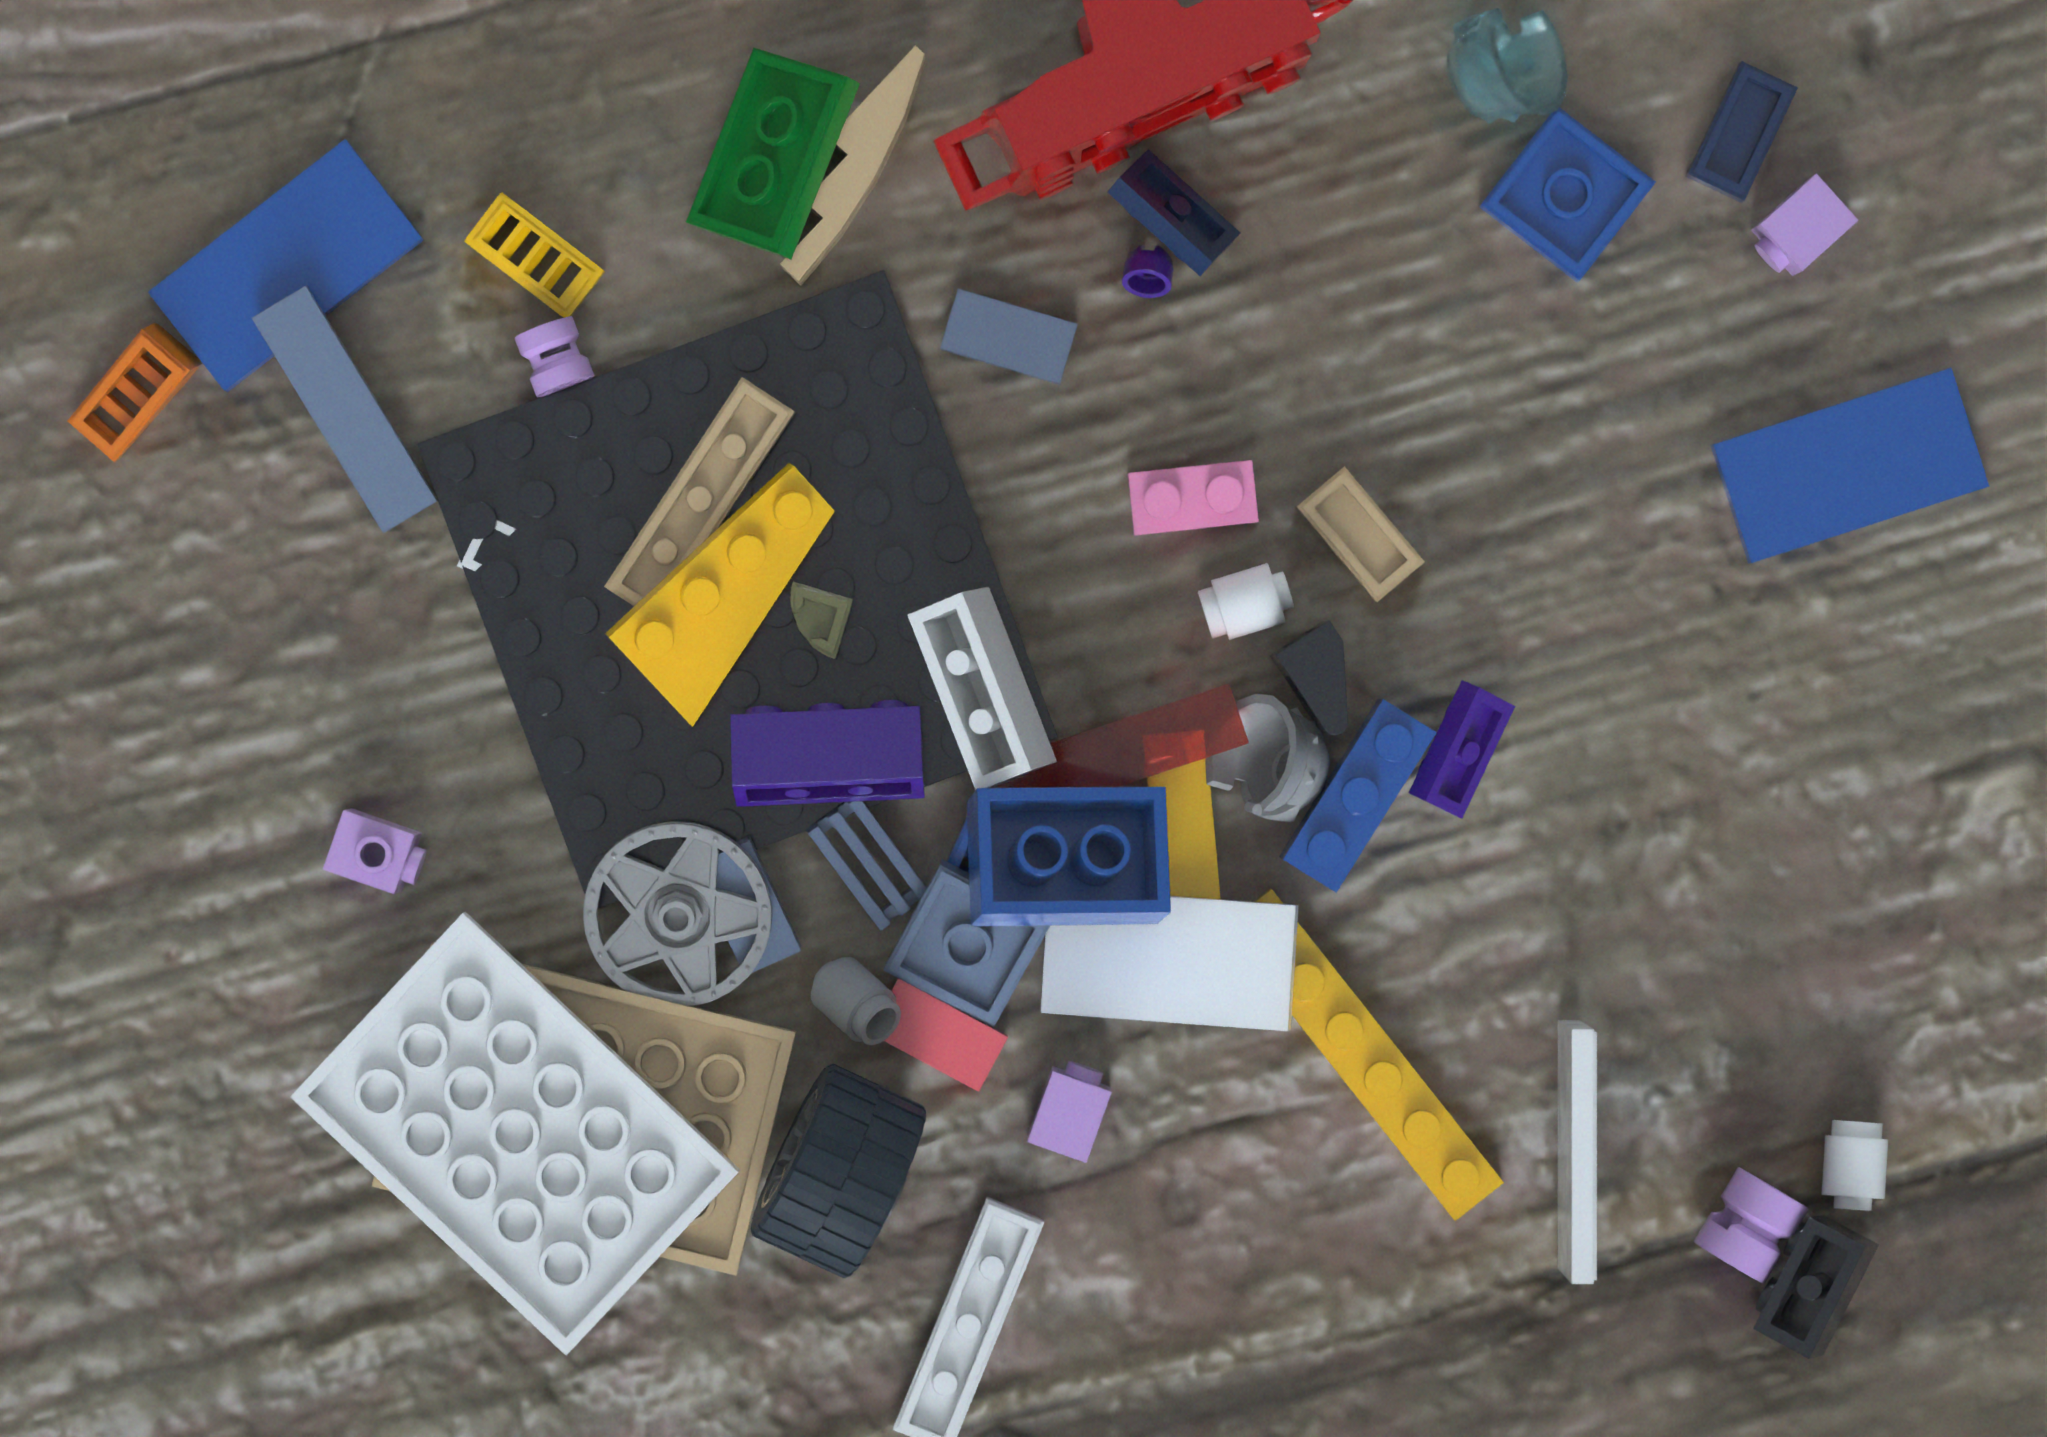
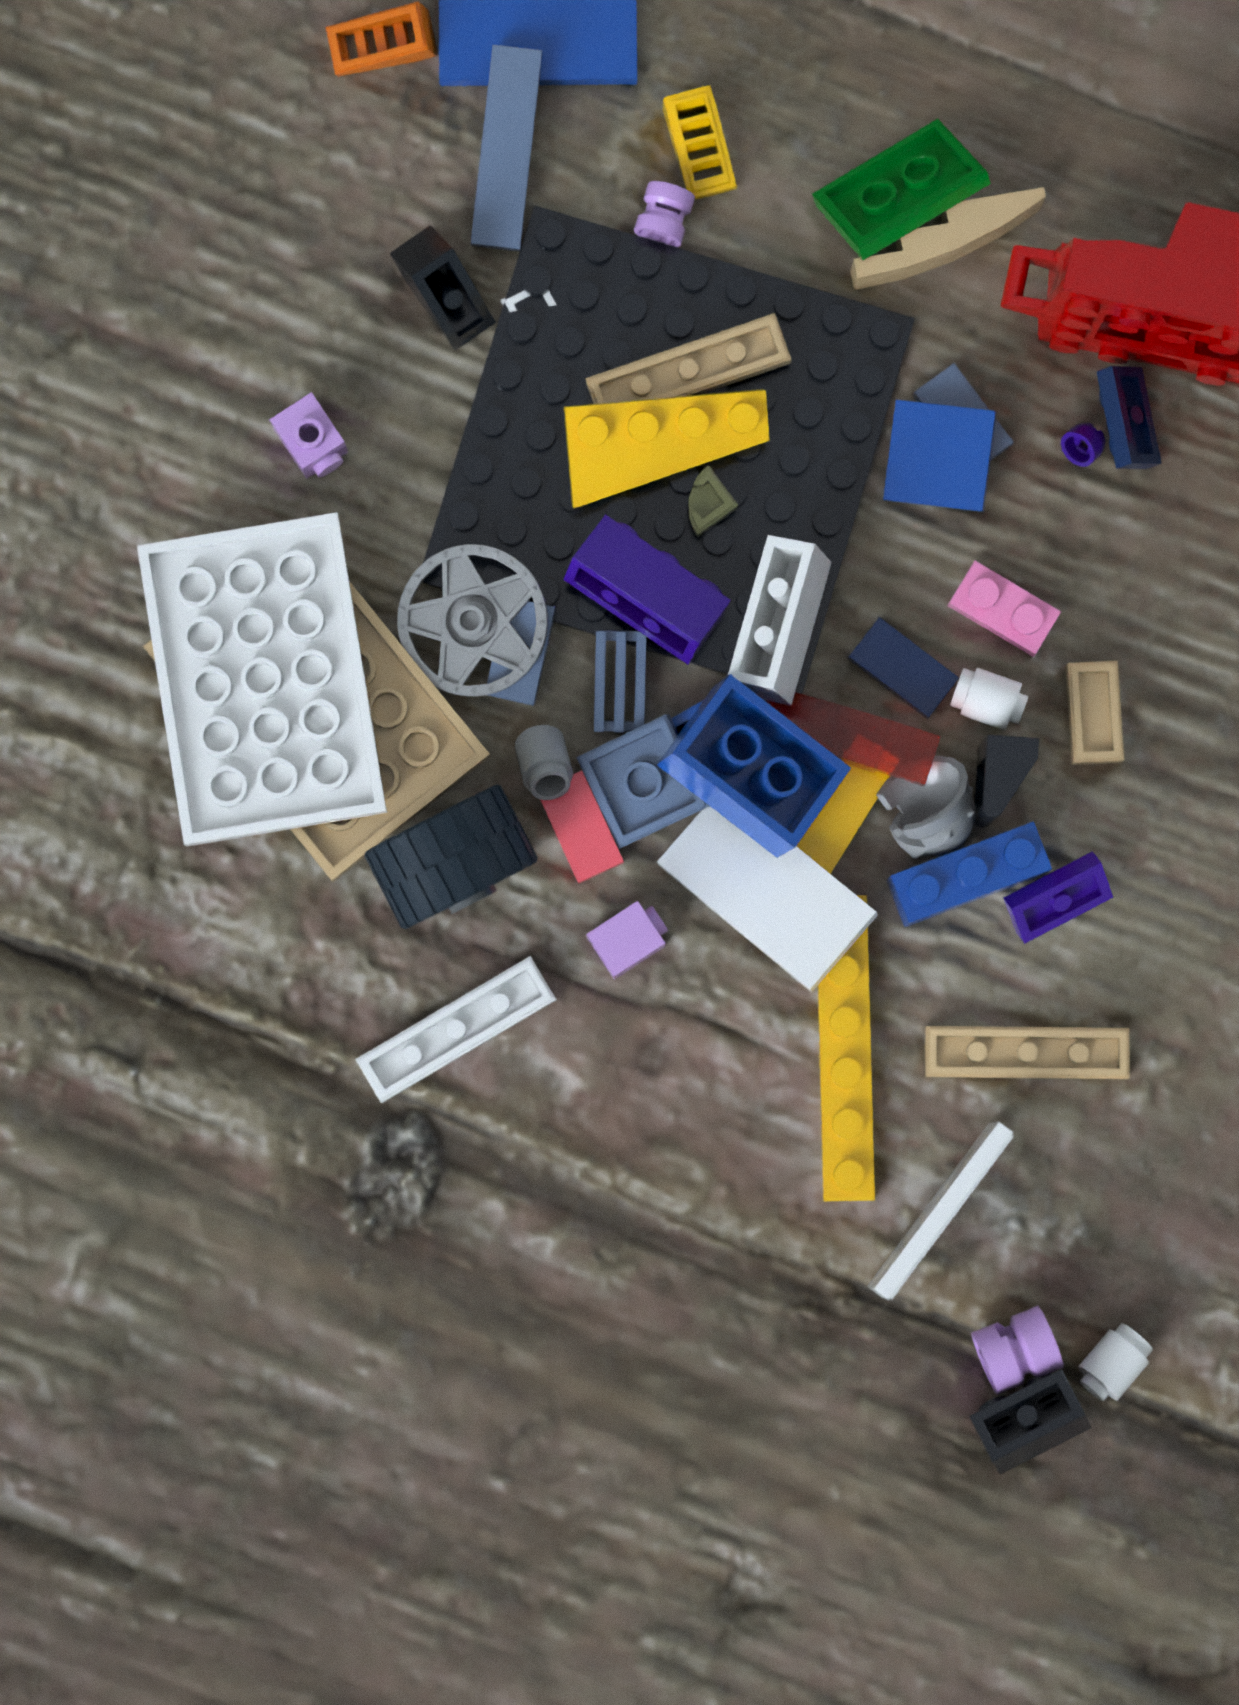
camera: 35 degrees right, 5 degrees down
(389, 600) = (442, 287): none -> black slope
(1014, 395) = (940, 455): none -> blue tile
(1138, 634) = (903, 668): none -> dark blue tile
(1544, 923) = (1027, 1052): none -> tan tile

